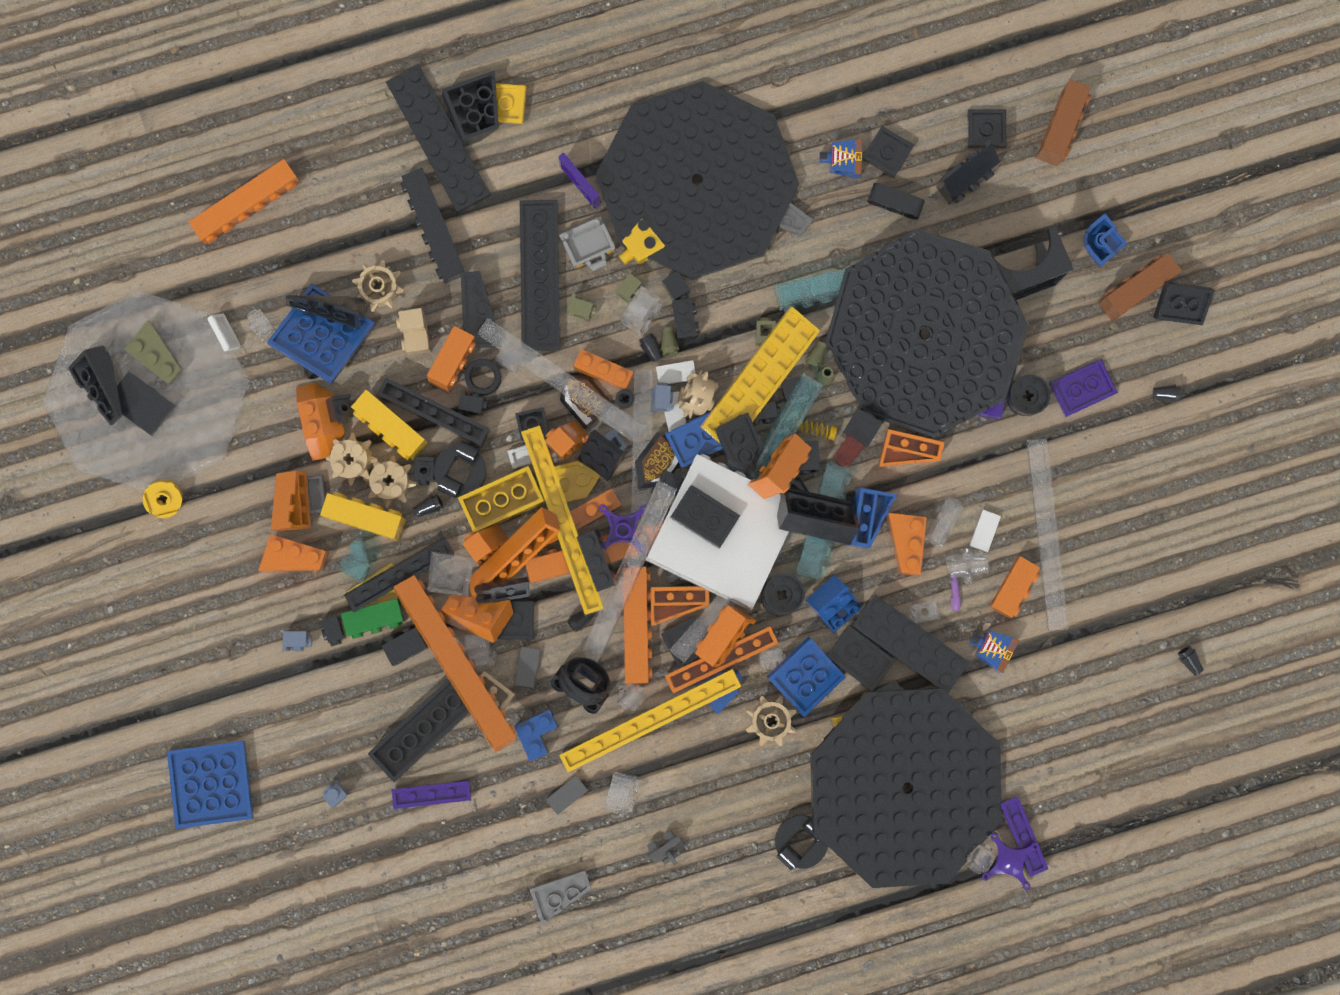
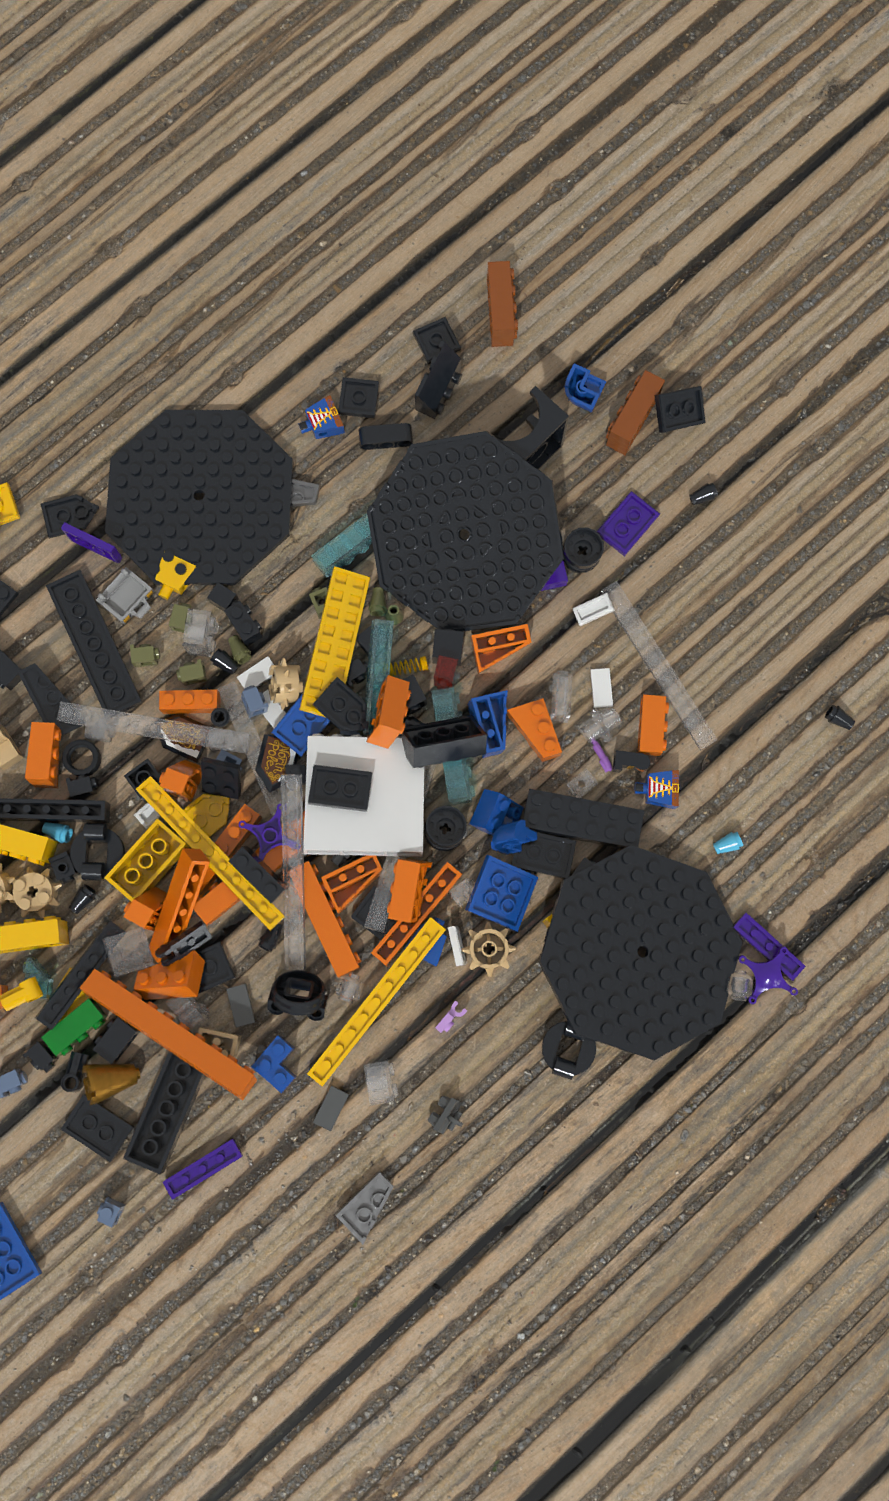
camera: 20 degrees left, 5 degrees down
(341, 568) = (26, 992): none -> yellow piece
(355, 715) = (97, 1128): none -> black plate
(358, 656) = (74, 1070): none -> black piece
(382, 679) = (108, 1080): none -> pearl gold cone
(433, 435) = (59, 832): none -> medium azure cone
(568, 138) = (71, 510): none -> black tile
(616, 344) = (192, 673): none -> olive brick
(703, 768) = (446, 1023): none -> lavender plate
(744, 704) = (457, 945): none -> white tile
(838, 630) = (511, 836): none -> blue brick
(985, 614) = (630, 760): none -> black leg
(1012, 455) = (593, 609): none -> white tile
(1032, 727) = (728, 843): none -> medium azure cone

